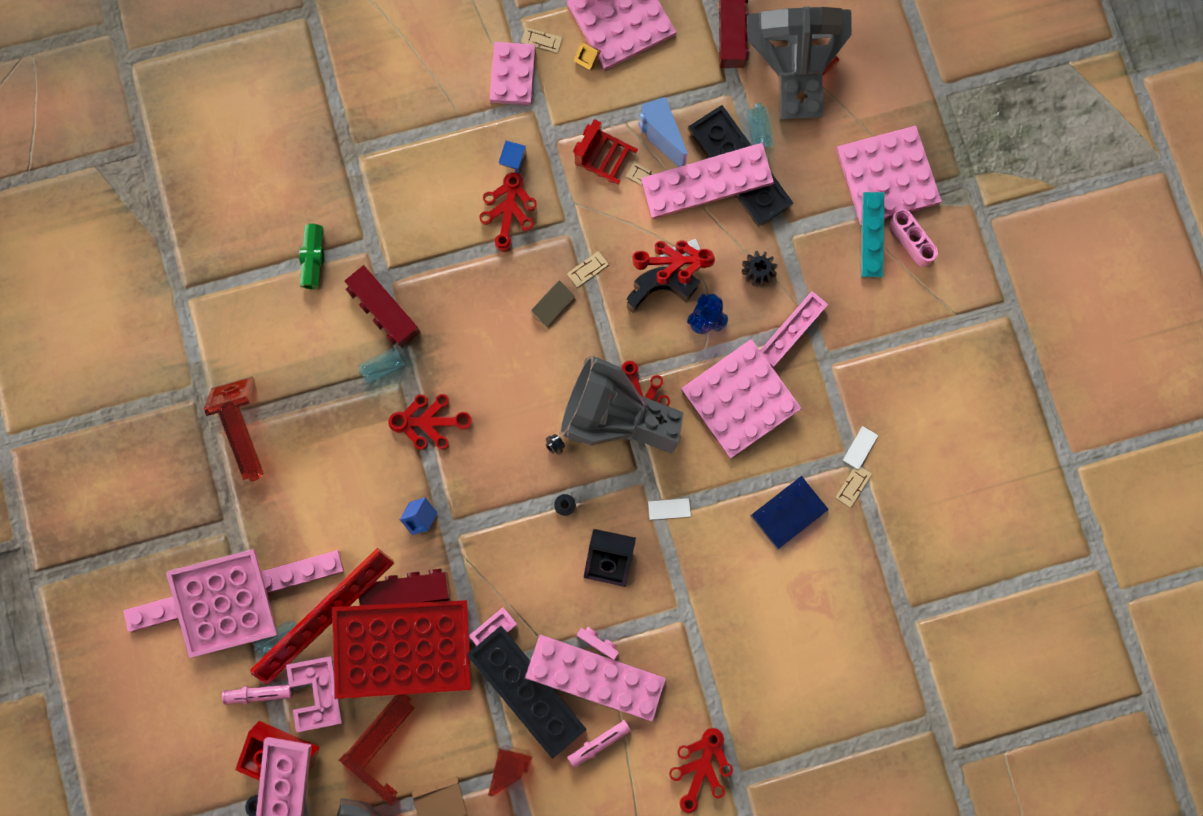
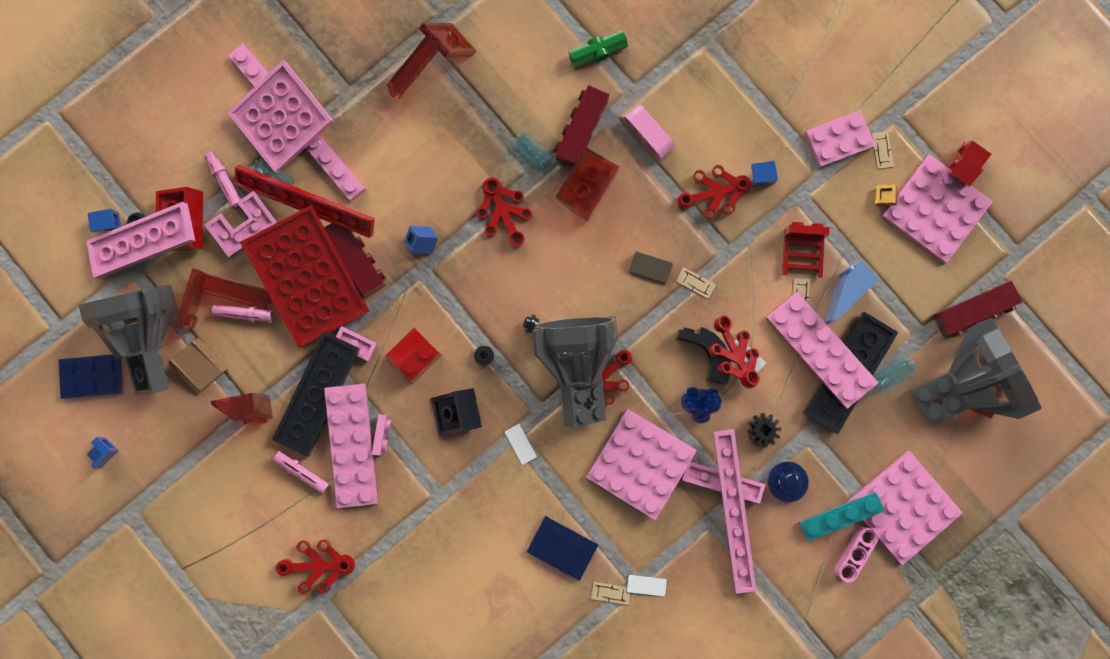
camera: 70 degrees right, 5 degrees up
(412, 724) = (251, 314): none -> bright pink pin
(419, 245) = (649, 132): none -> bright pink beam
(442, 325) = (587, 184): none -> clear red slope
(531, 575) = (413, 355): none -> red slope
(818, 269) = (788, 481): none -> clear blue plate
(825, 330) = (734, 511): none -> bright pink plate

